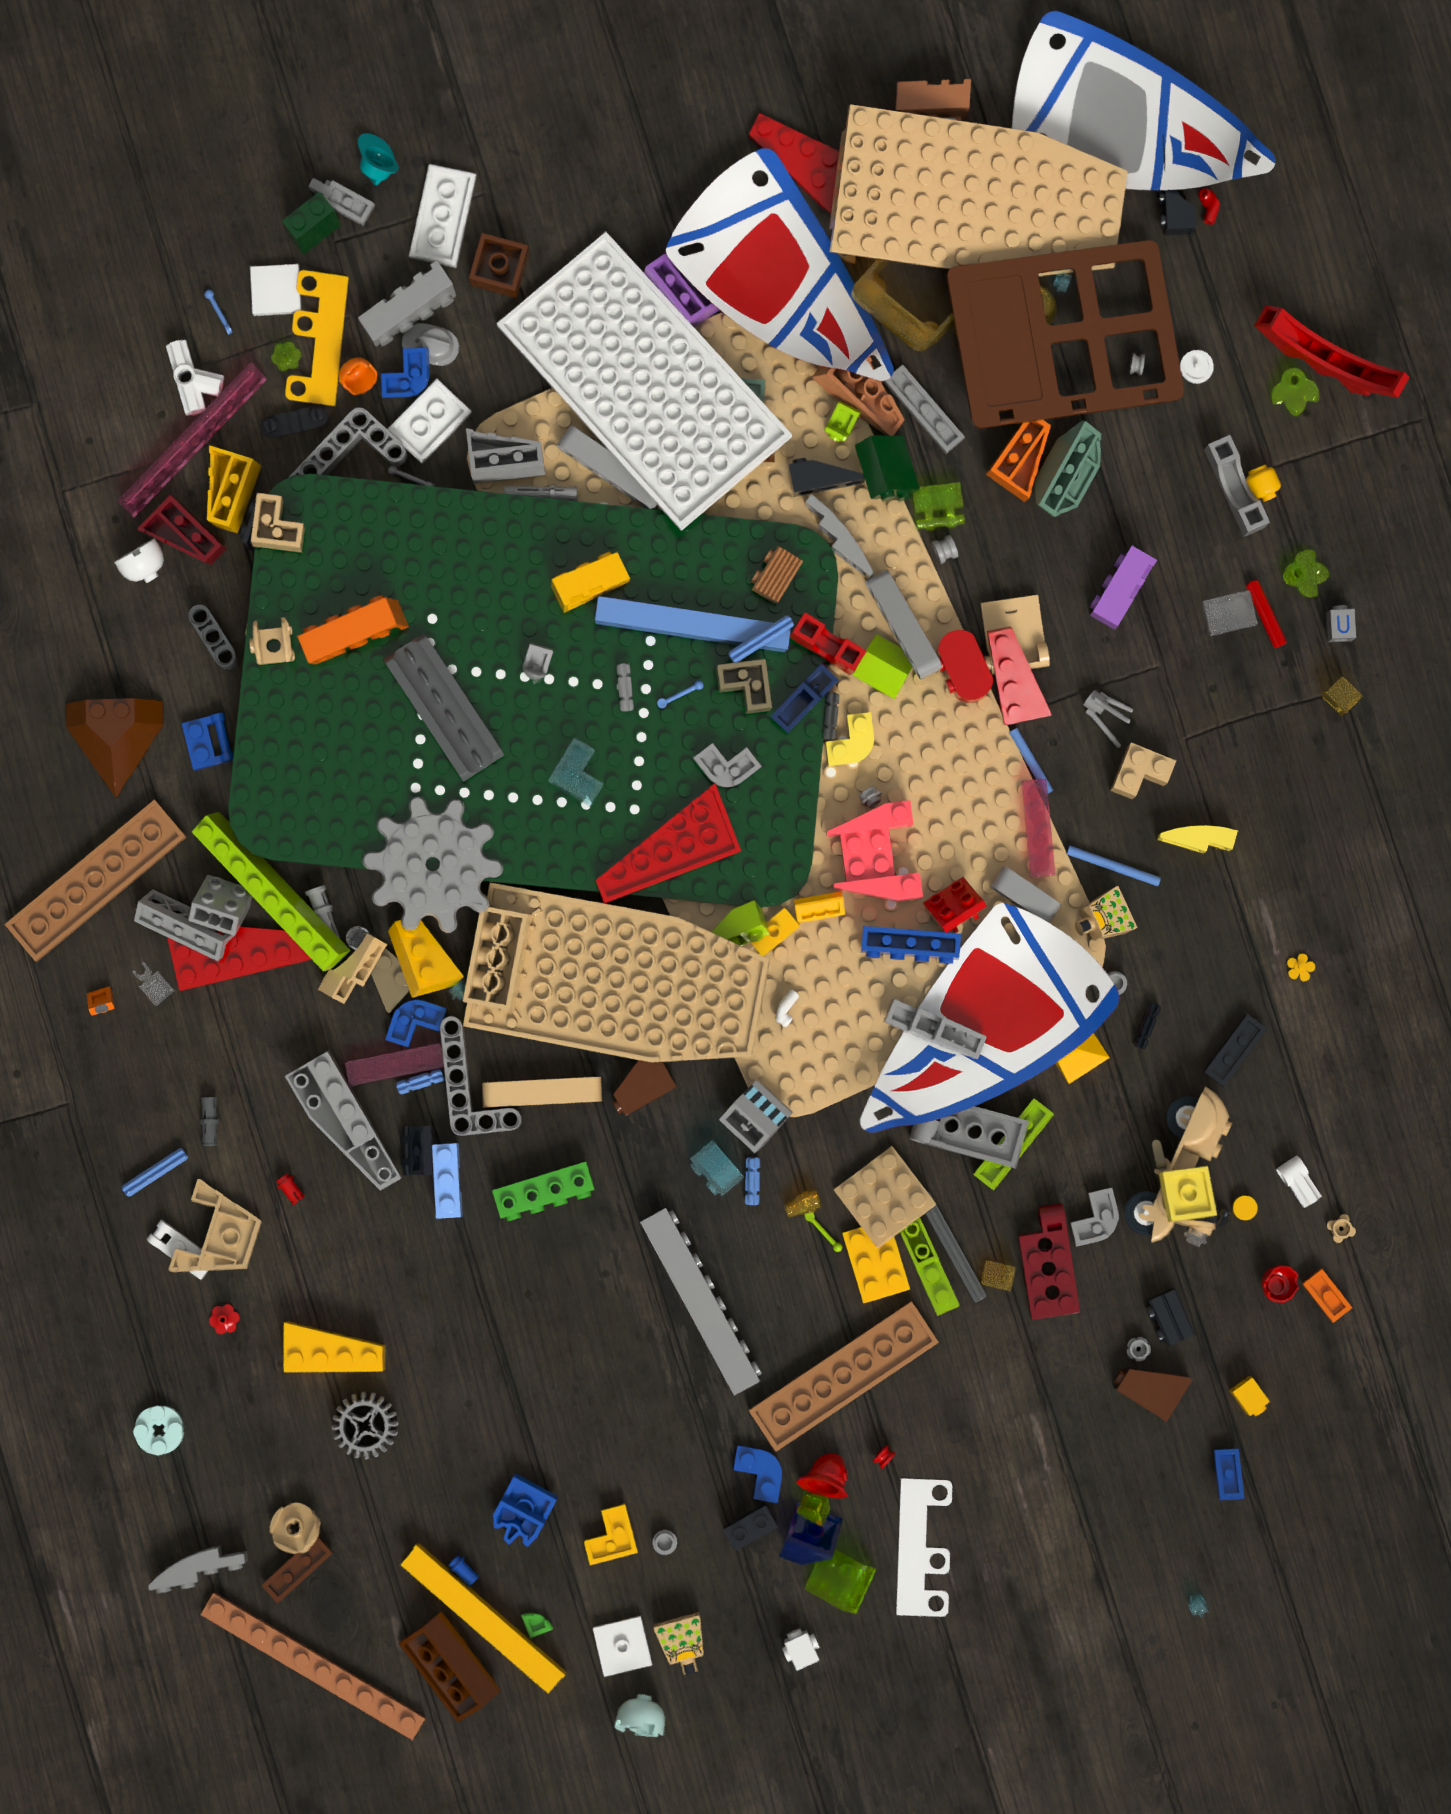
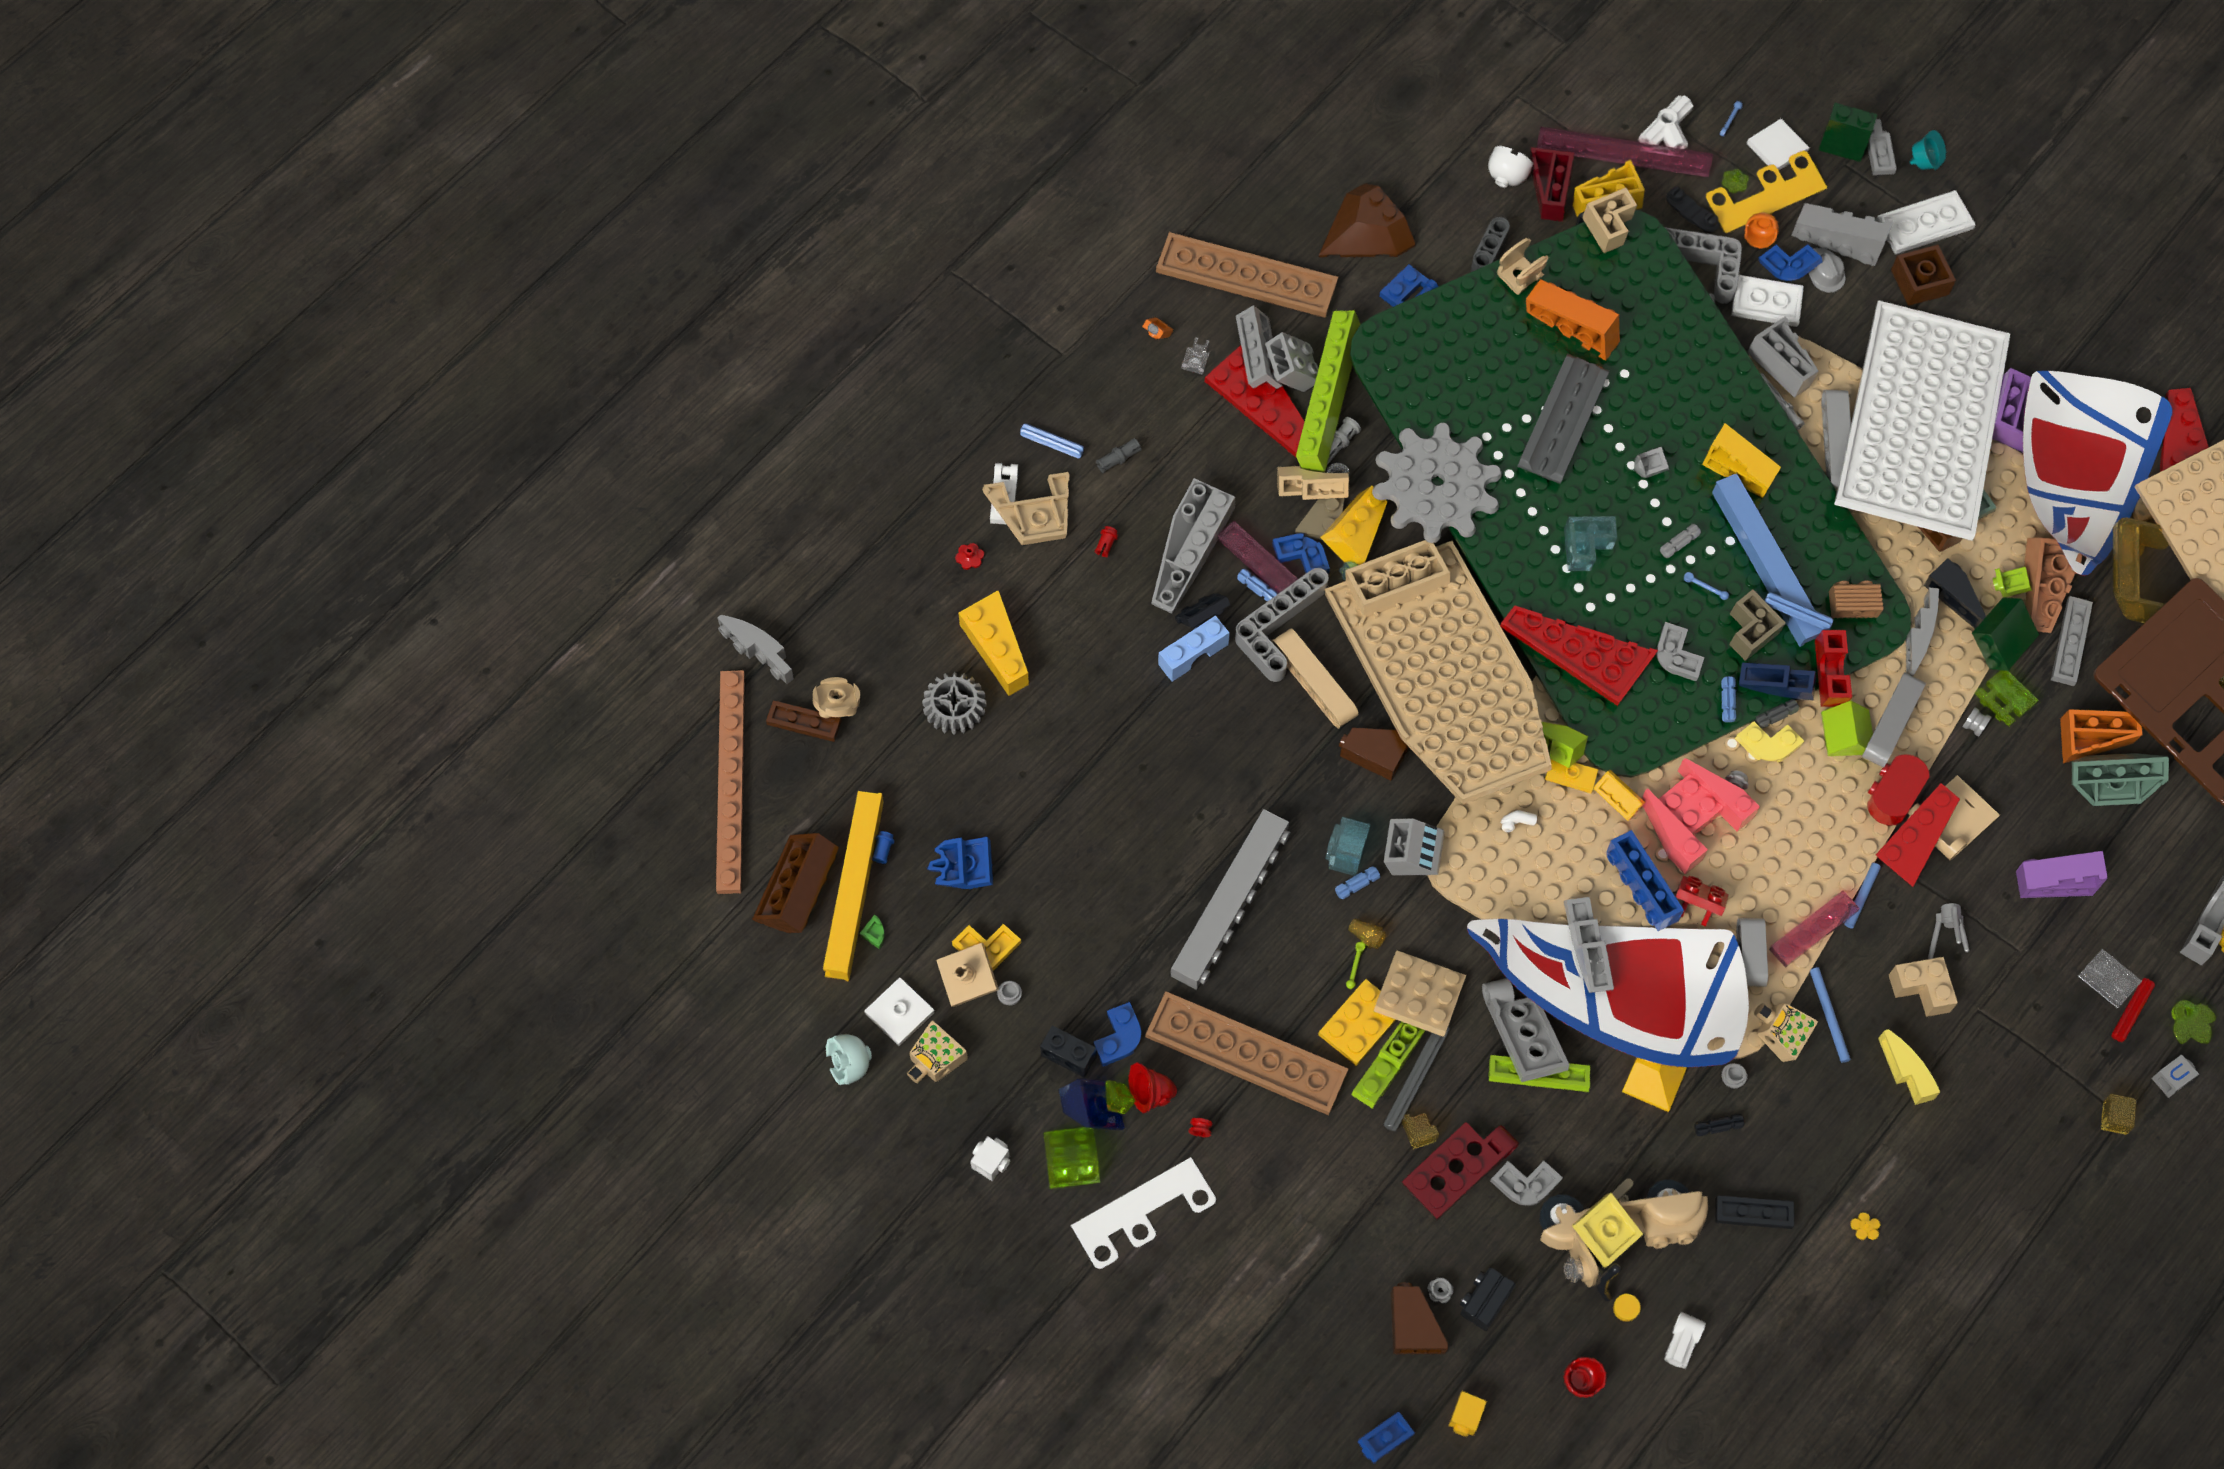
camera: 60 degrees right, 20 degrees down
(145, 1432) = (857, 568): light aqua plate -> none
(543, 1190) = (1236, 725): bright green brick -> none
(628, 1570) = (967, 974): none -> tan tile
(795, 751) = (1728, 699): none -> medium blue axle
(1326, 1295) = (1603, 1428): orange plate -> none
(1347, 1231) = (1677, 1402): tan plate -> none

